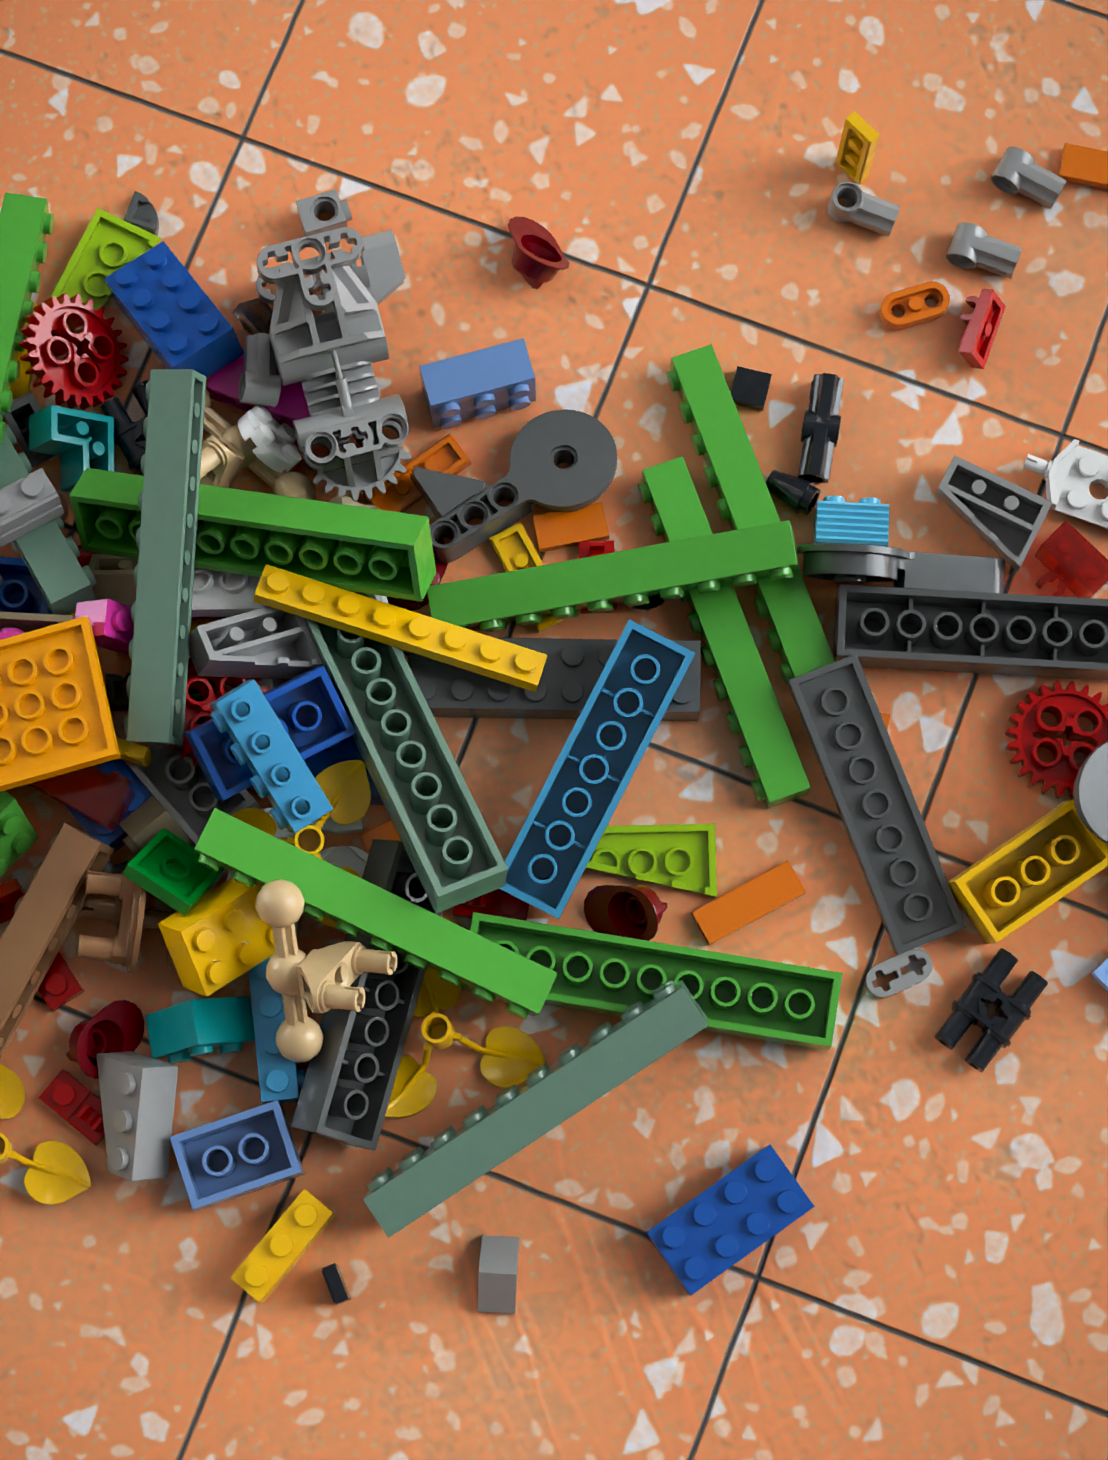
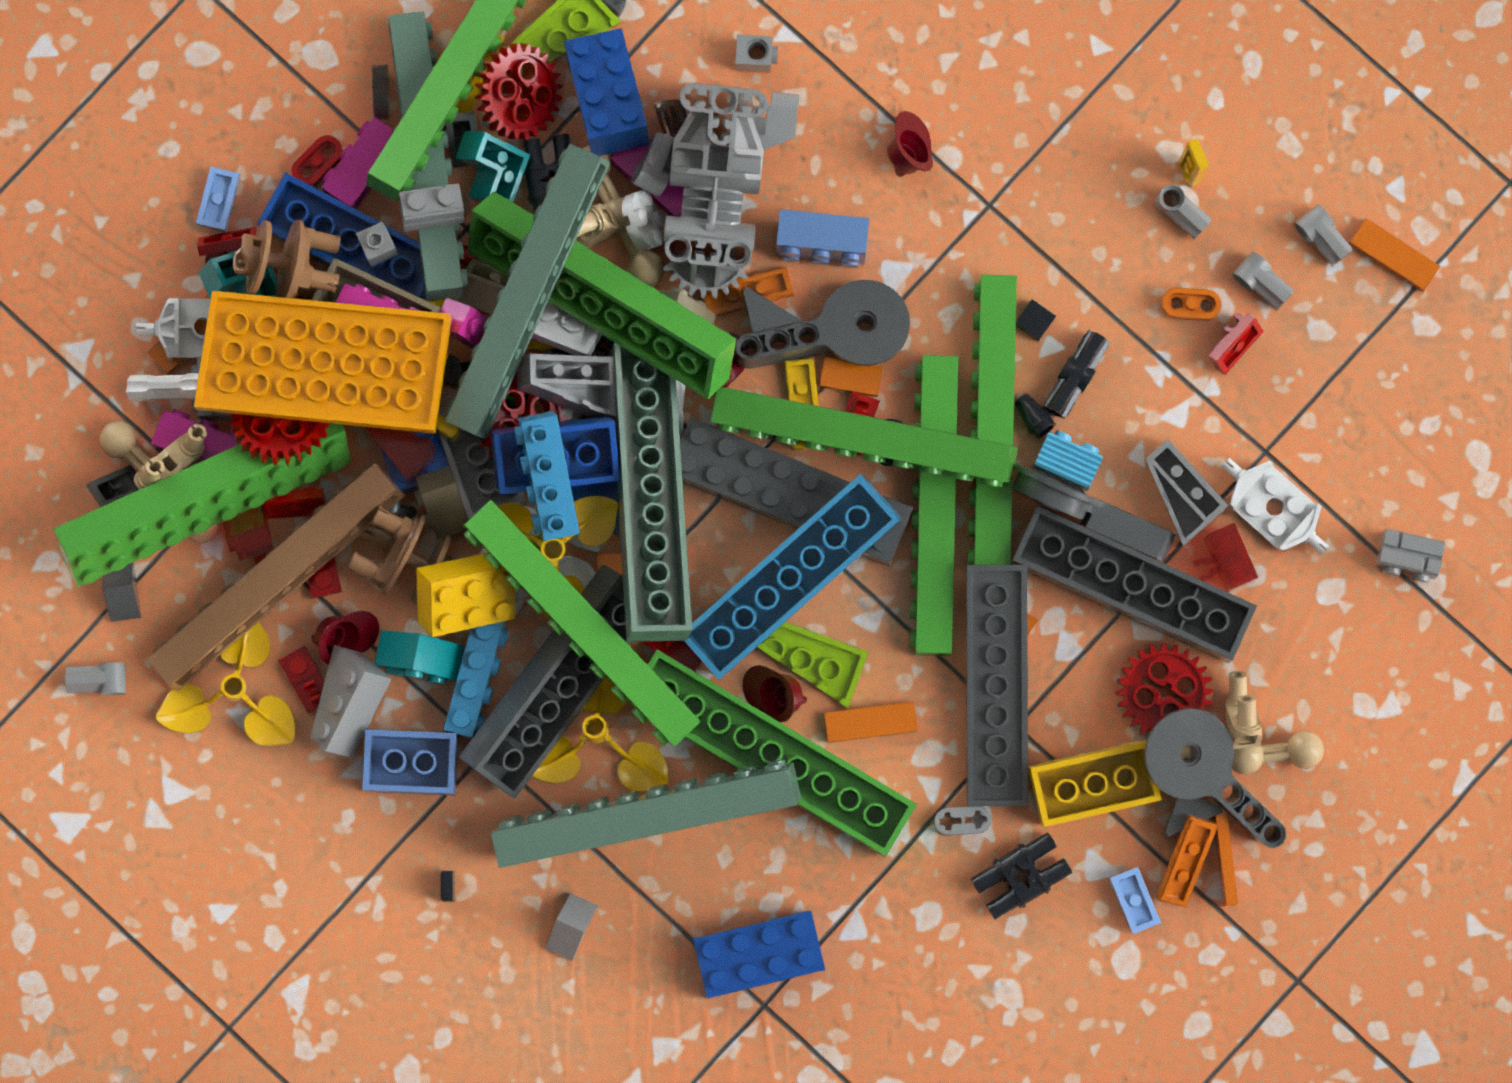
camera: 20 degrees right, 5 degrees up
(172, 872) = (441, 532): green plate -> none
(283, 1246) = (419, 843): yellow brick -> none
(319, 977) = (519, 655): tan connector -> none
(400, 628) = (684, 411): yellow plate -> none

